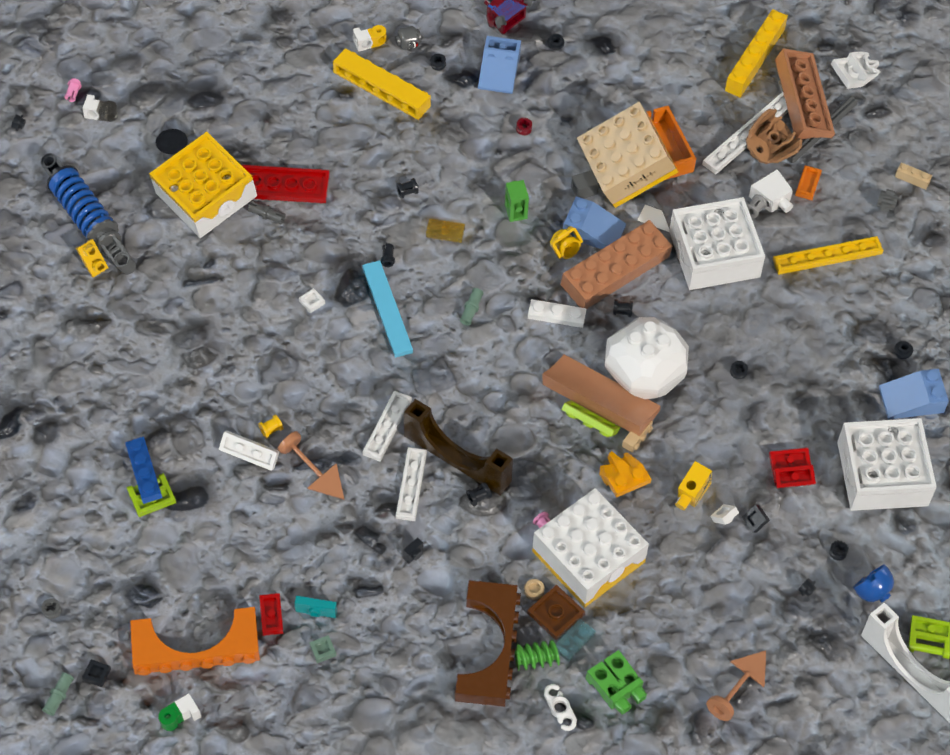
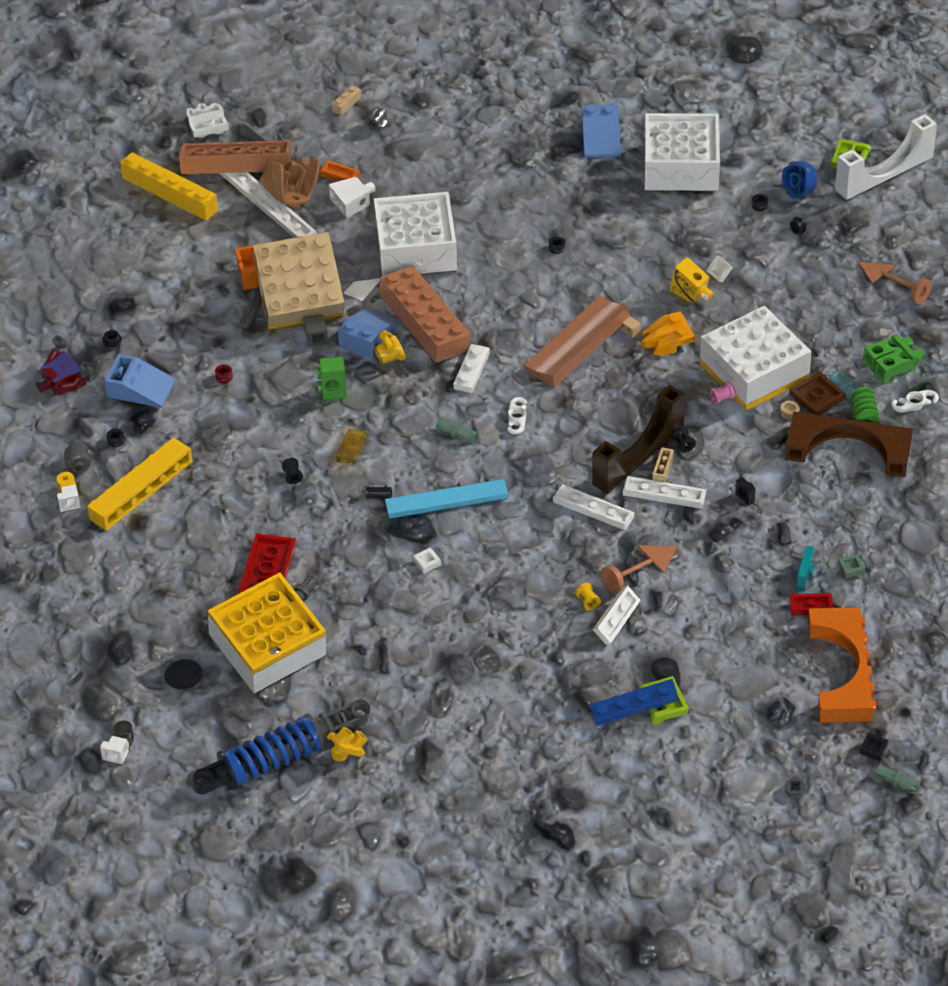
camera: 80 degrees left, 10 degrees down
(18, 122) = (120, 824): black plate -> none
(73, 87) = (81, 770): bright pink pin -> none
(178, 712) = (919, 680): leg -> none
(440, 478) = (663, 465): none -> tan piece
(506, 350) = (514, 409): none -> white piece
(590, 419) = (604, 351): lime plate -> none
(623, 308) = (475, 315): black bush -> none
(647, 357) = (553, 288): white rock -> none
(755, 206) = (364, 210): light grey bush -> none
(755, 518) = (725, 248): black plate -> none
(792, 468) = (670, 222): red slope -> none
(827, 255) = (428, 162): yellow tile -> none
(903, 354) = (548, 134): black plate -> none

